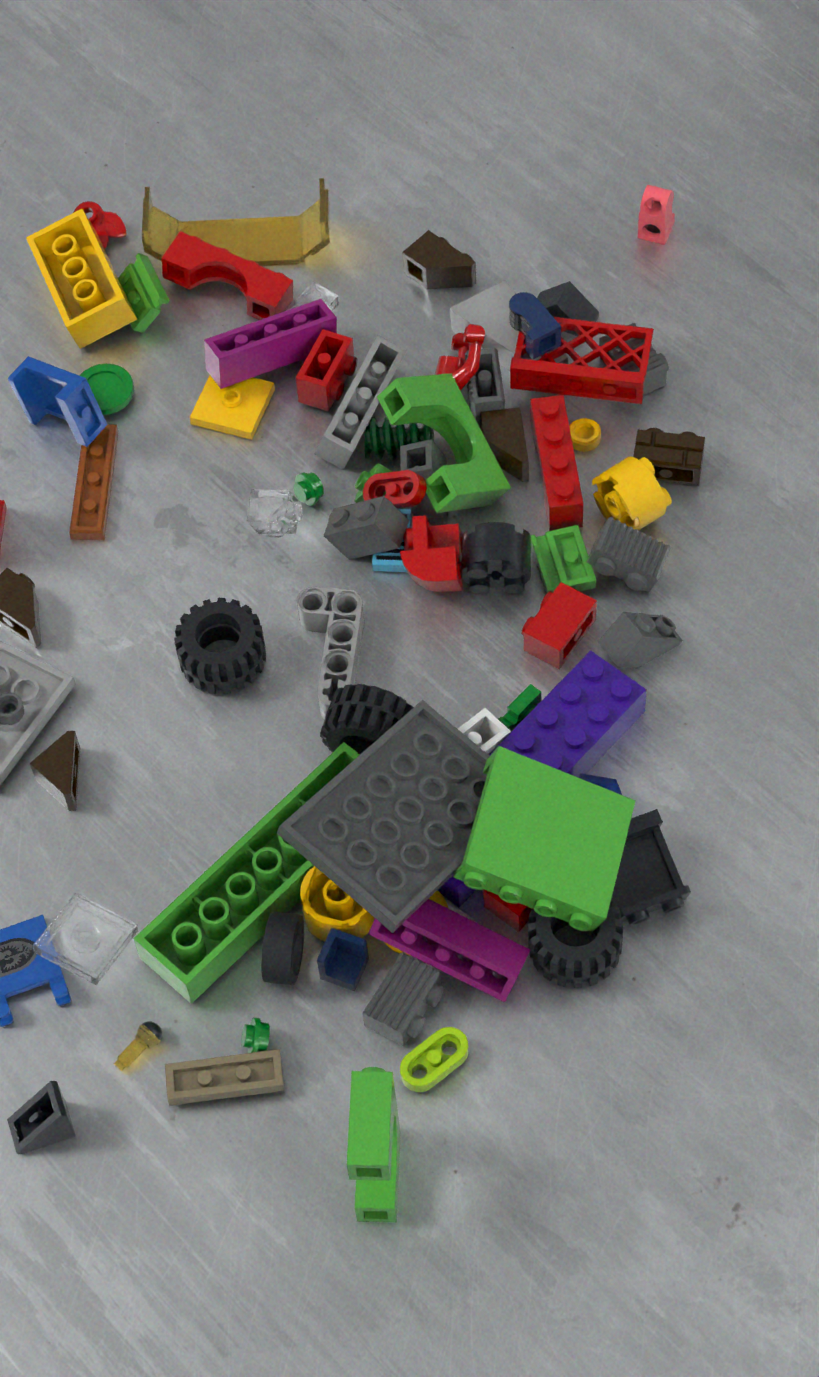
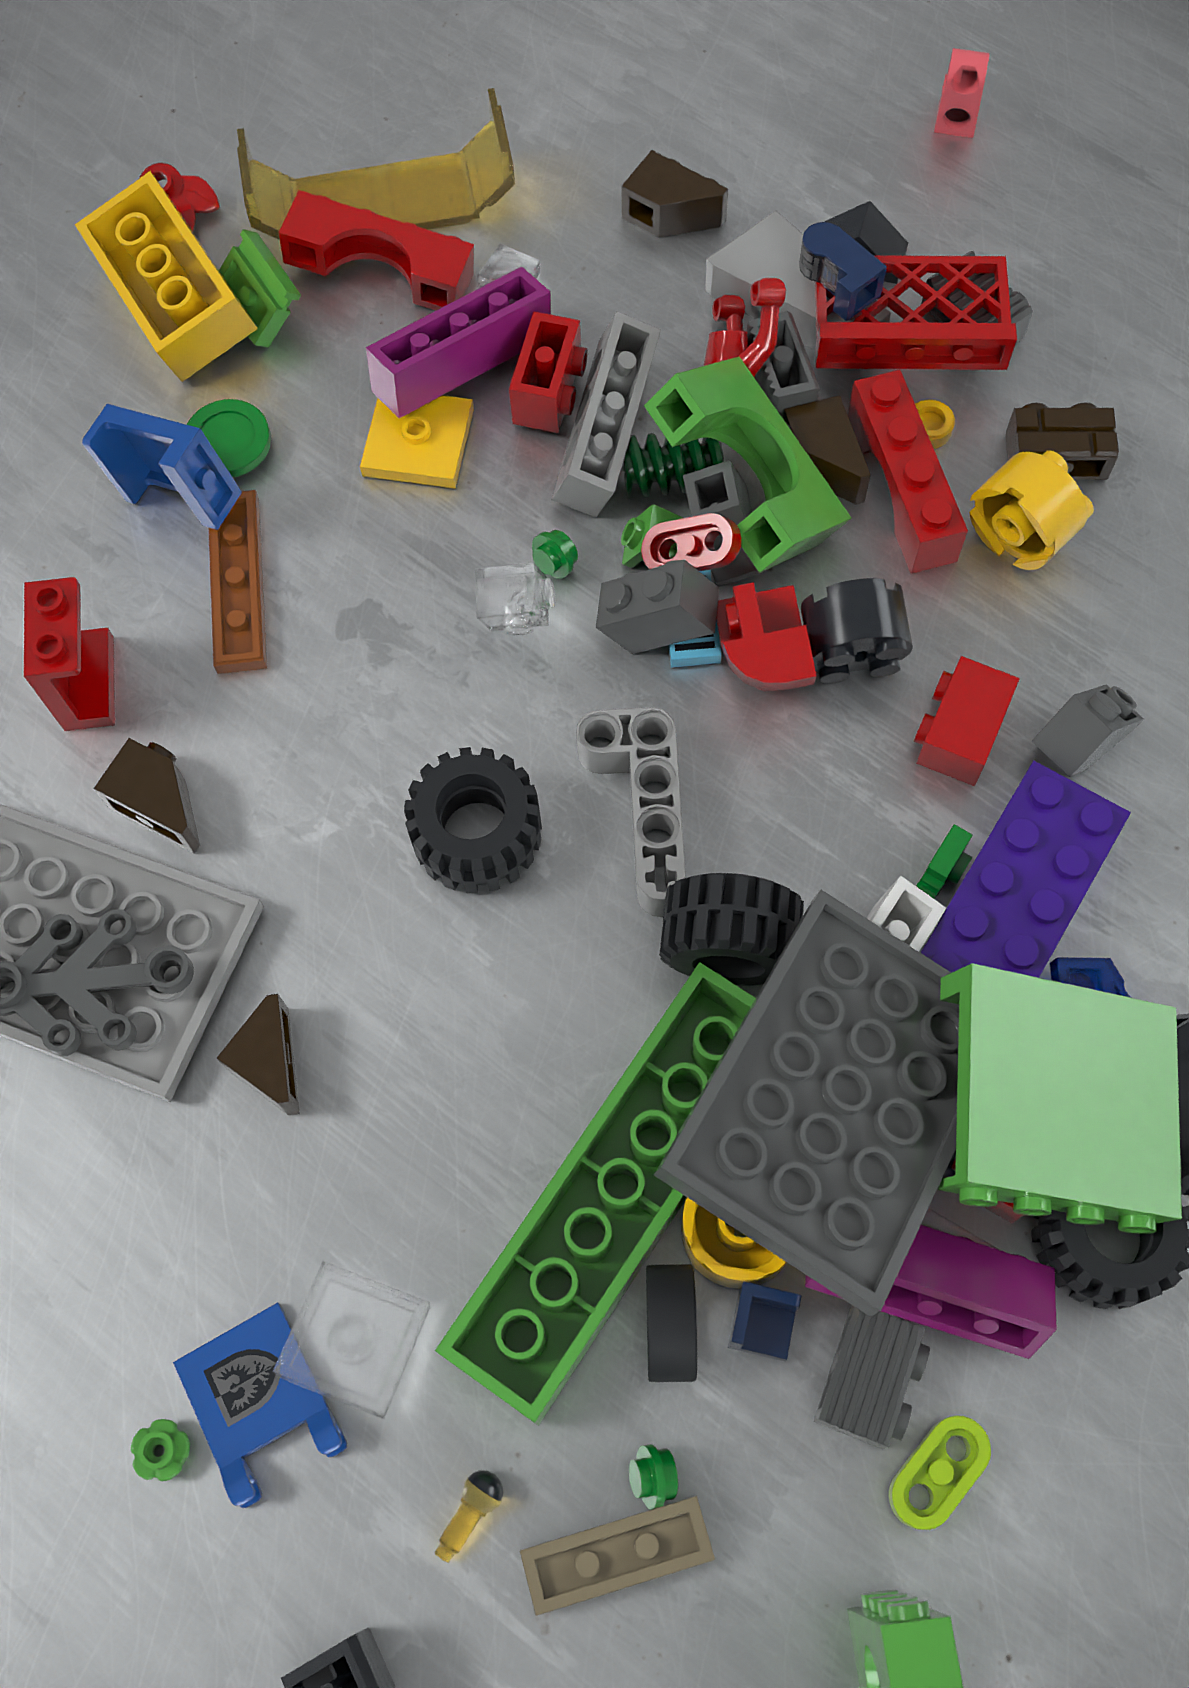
camera: 10 degrees left, 10 degrees up
(563, 559) = (949, 620): bright green plate -> none
(628, 555) = (1045, 600): dark grey brick -> none

